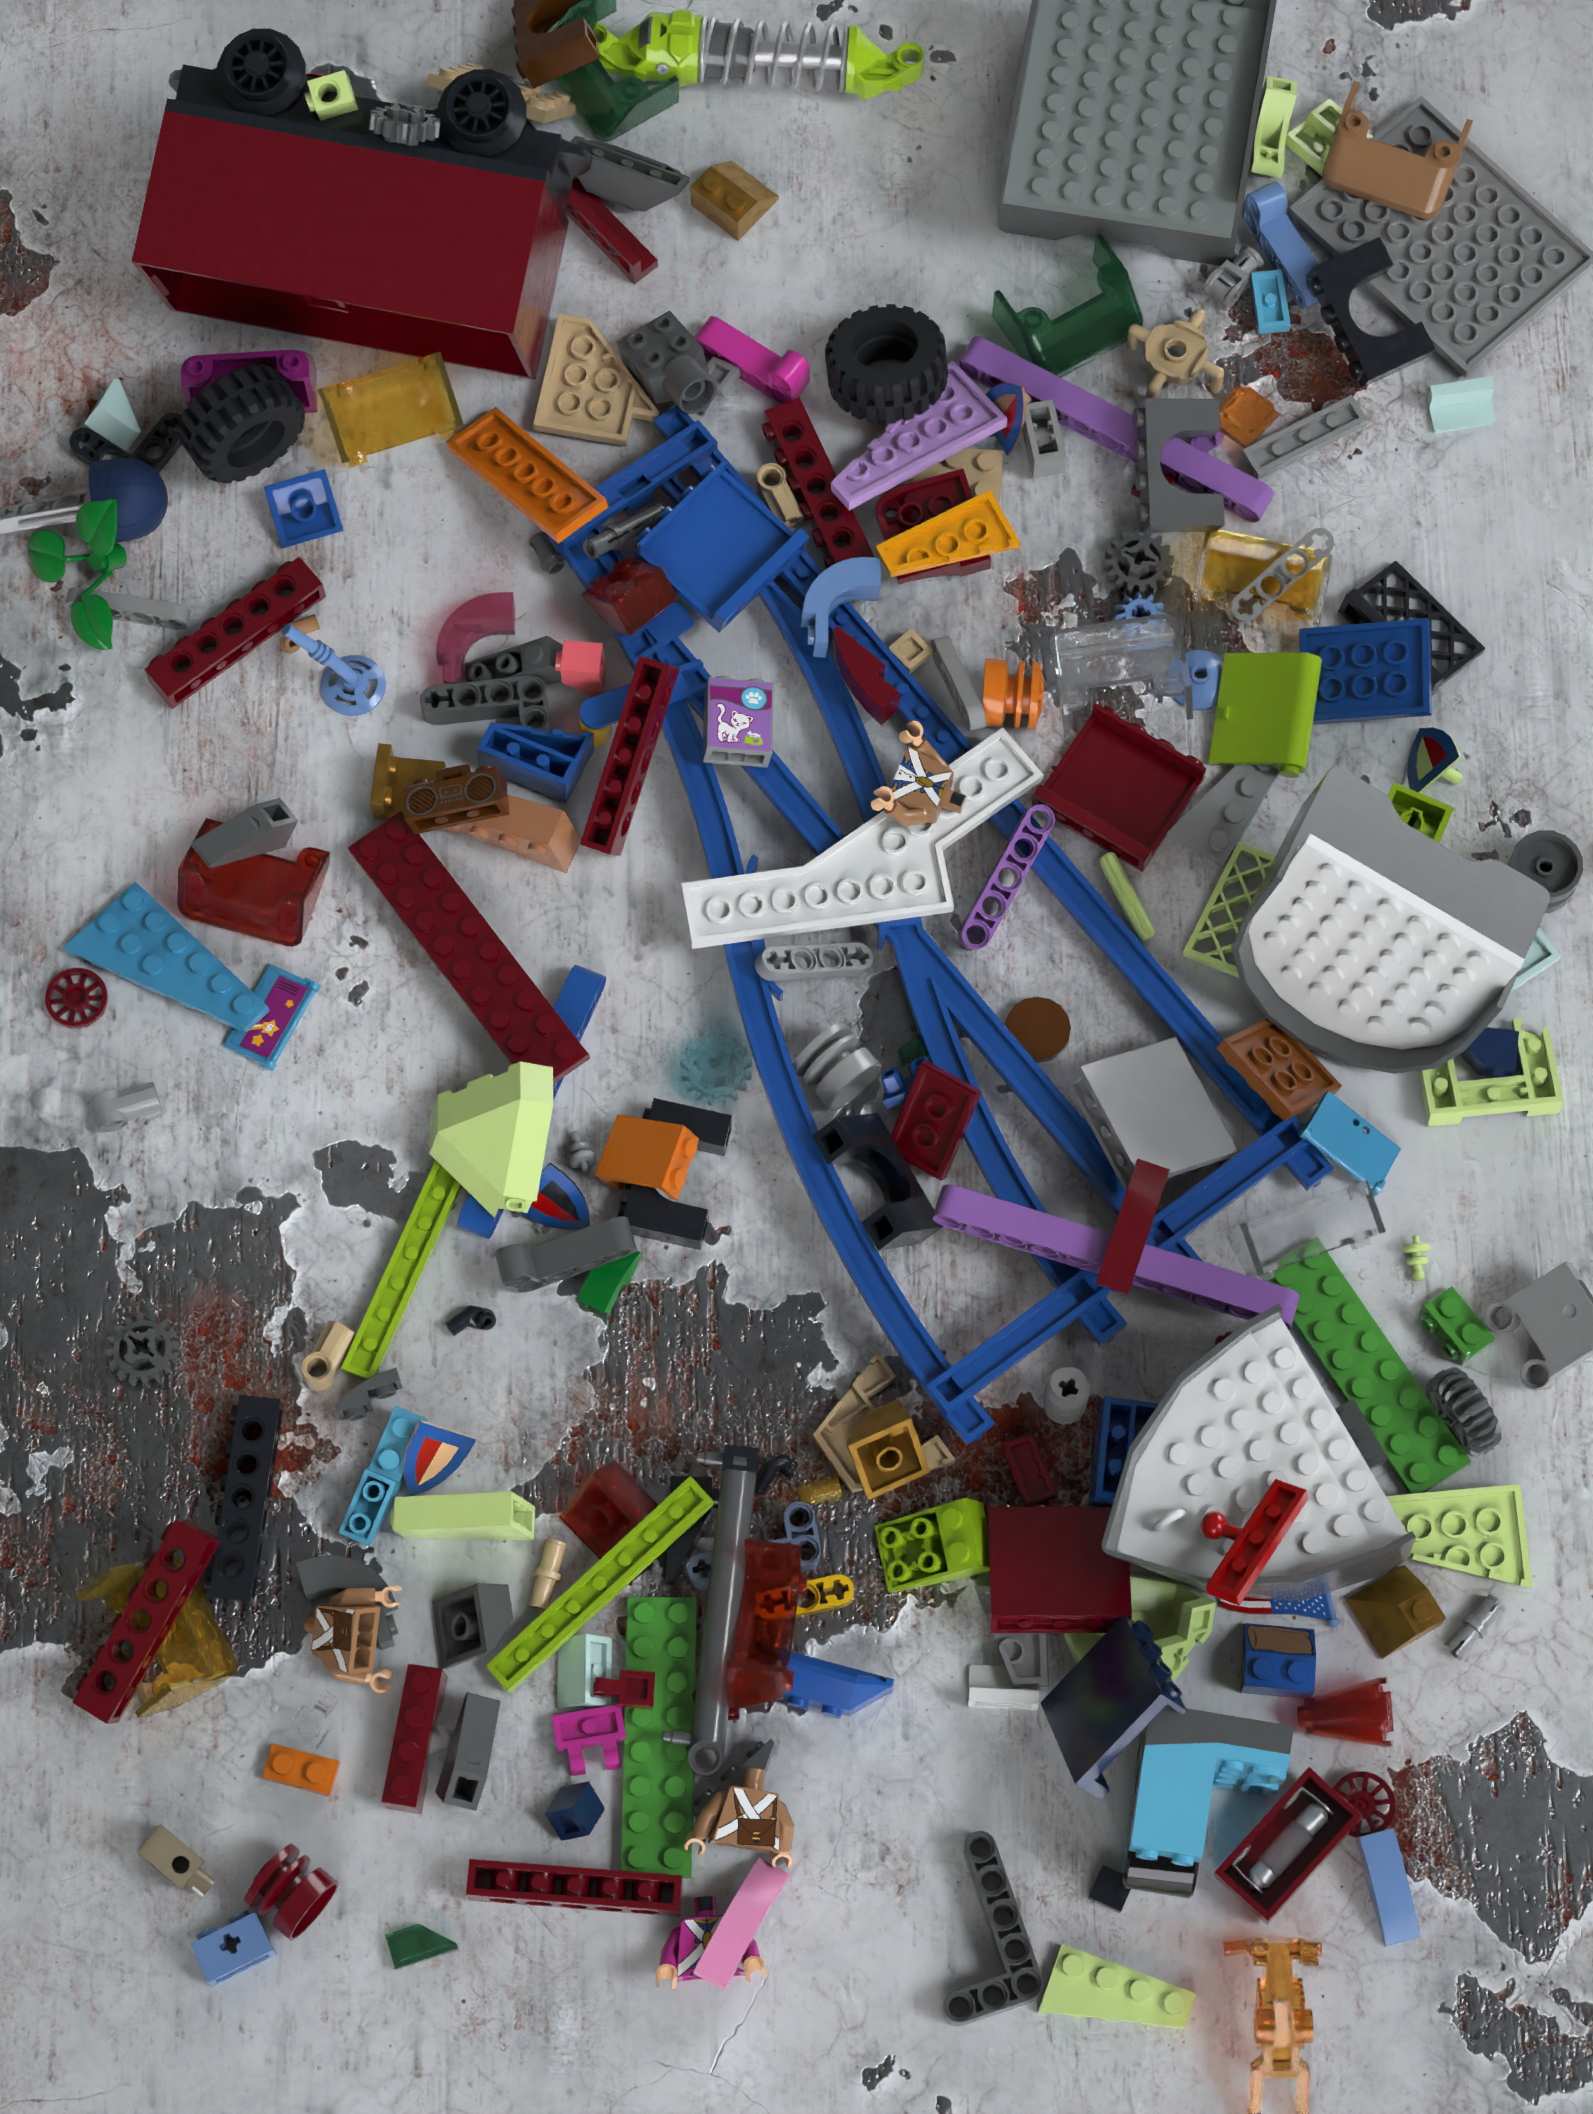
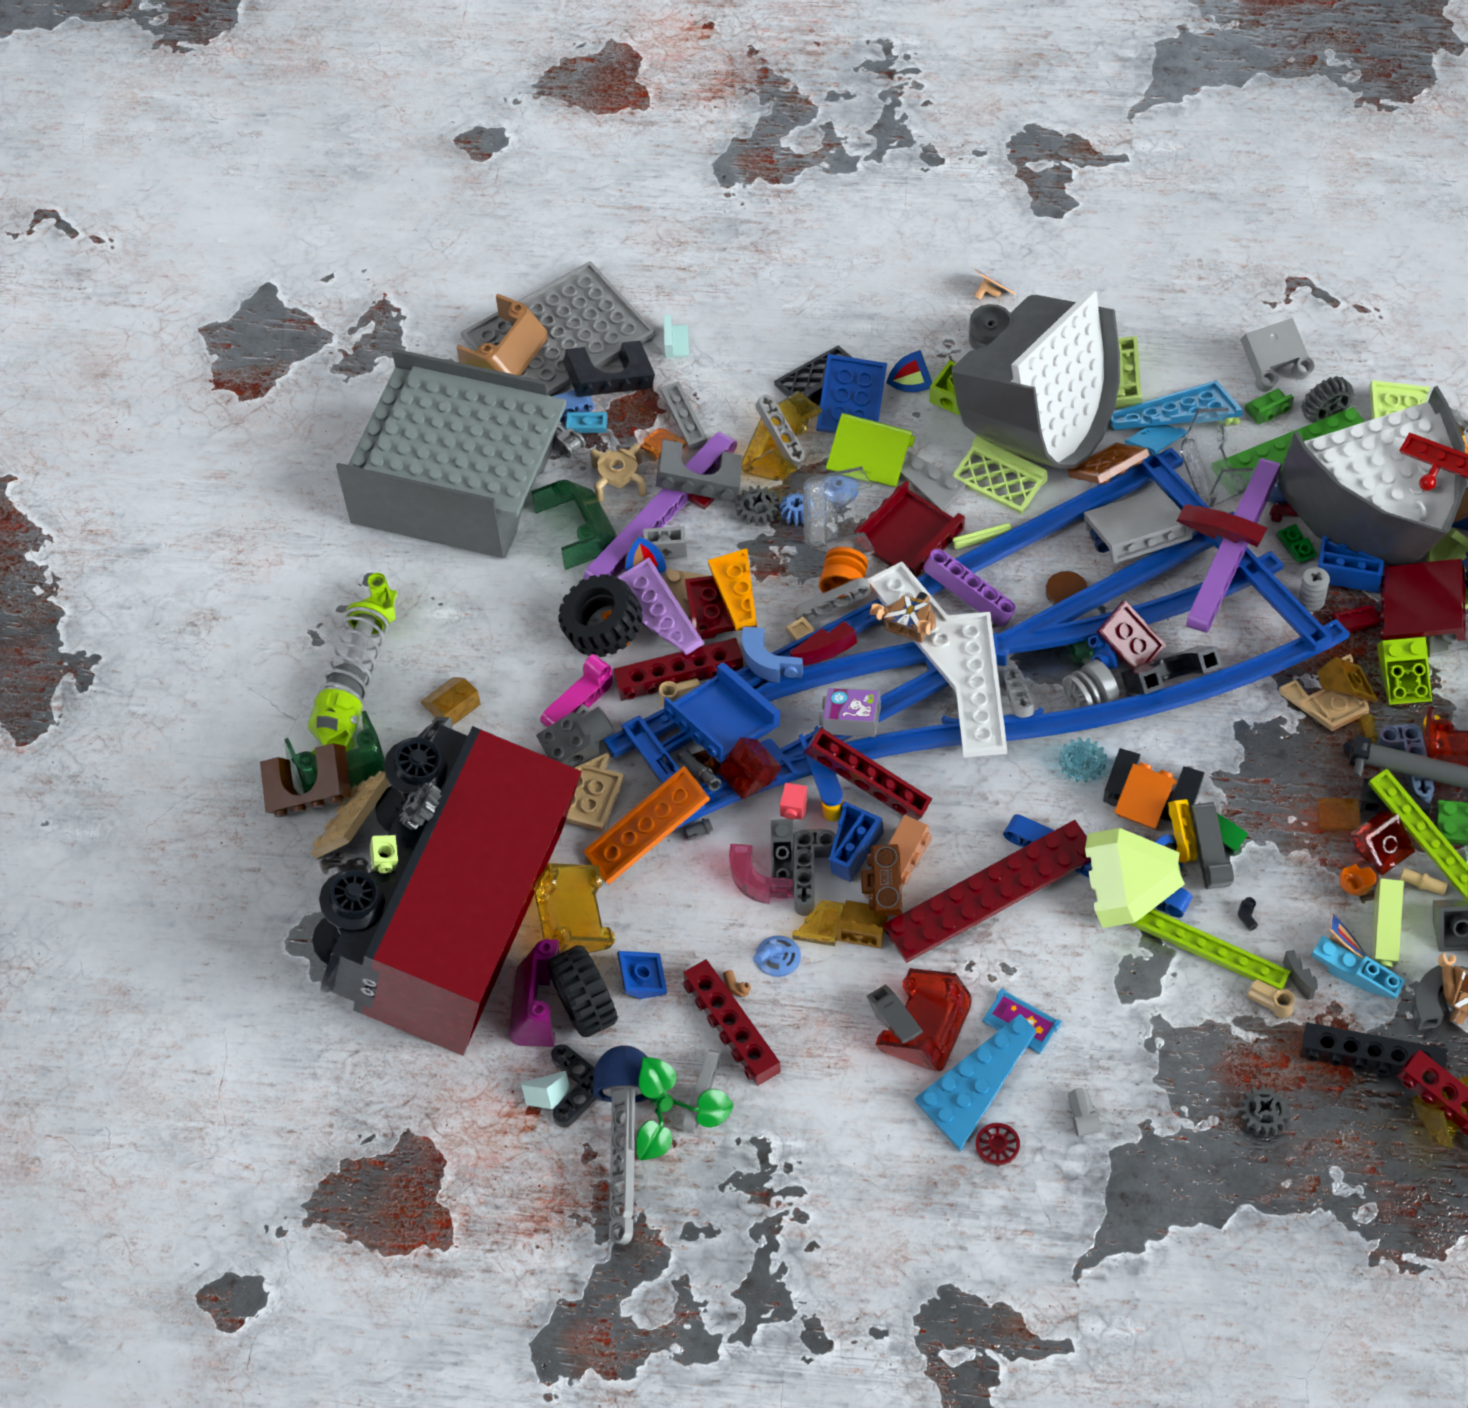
camera: 80 degrees left, 15 degrees down
(404, 732) = (821, 924): none -> clear yellow wing
(536, 1472) = (1357, 880): none -> orange hair
(597, 1207) = (1183, 830): none -> yellow hinge
(658, 1449) = (1338, 814): none -> clear orange piece
(1159, 1378) = (1296, 545): none -> green slope
(1427, 1192) = (1176, 407): none -> dark azure wing

